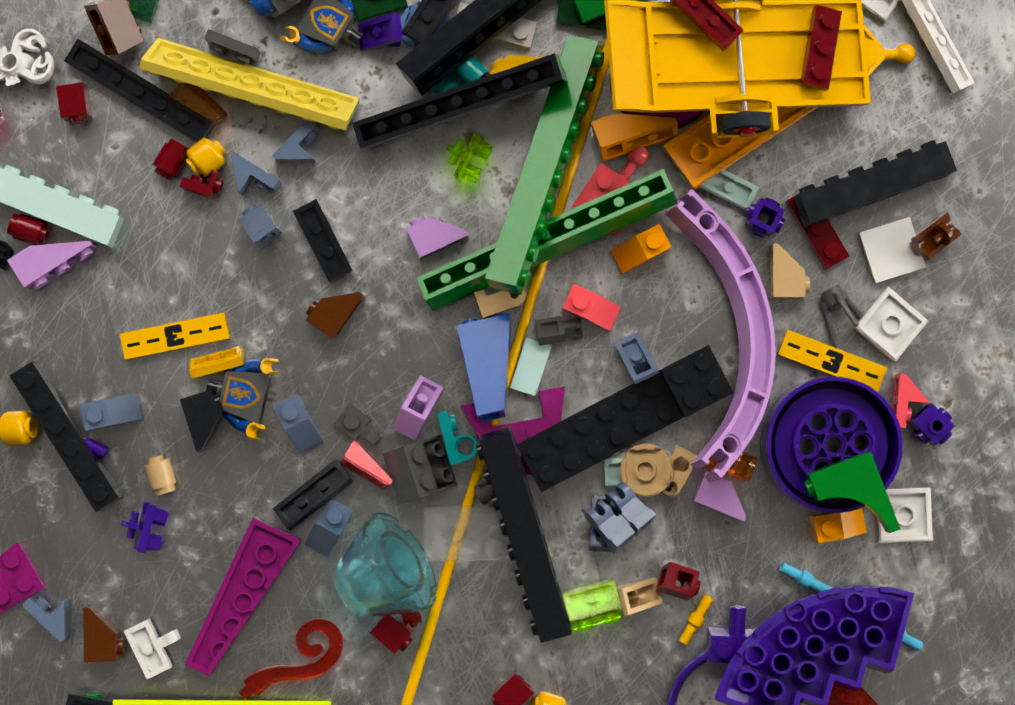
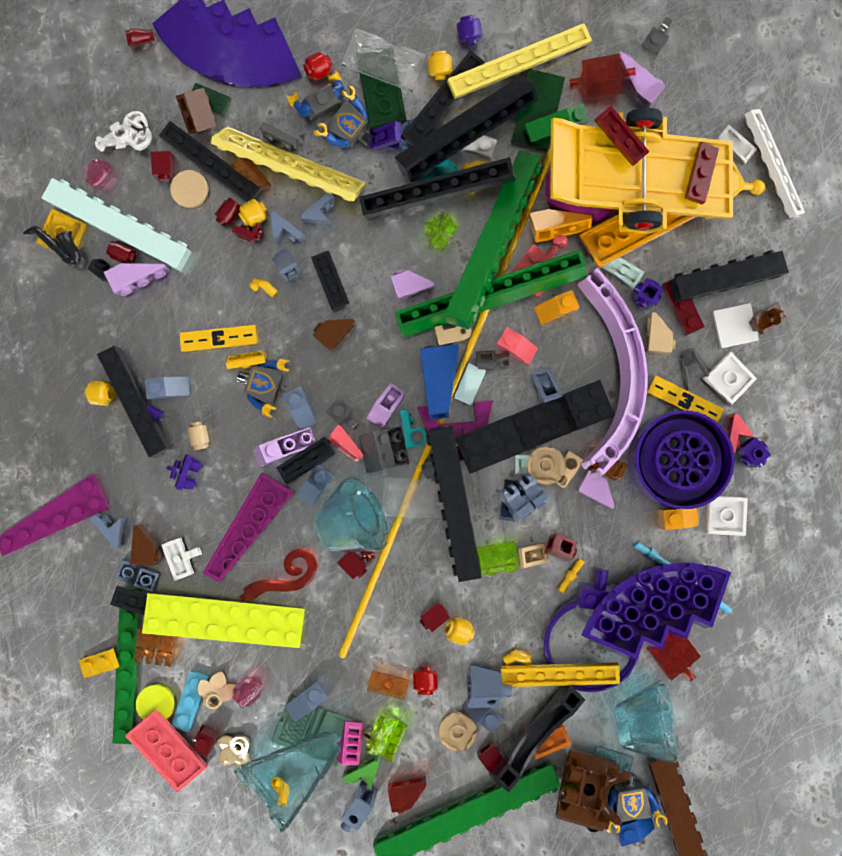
camera: 10 degrees right, 0 degrees up
(93, 676) = (137, 575): none -> sand blue slope
(113, 131) = (189, 189): none -> tan tile
(201, 416) = (231, 396): black slope -> none
(230, 255) = (263, 284): none -> yellow arm
(280, 478) = (283, 446): none -> lavender slope
(857, 480) = (701, 487): green arch -> none

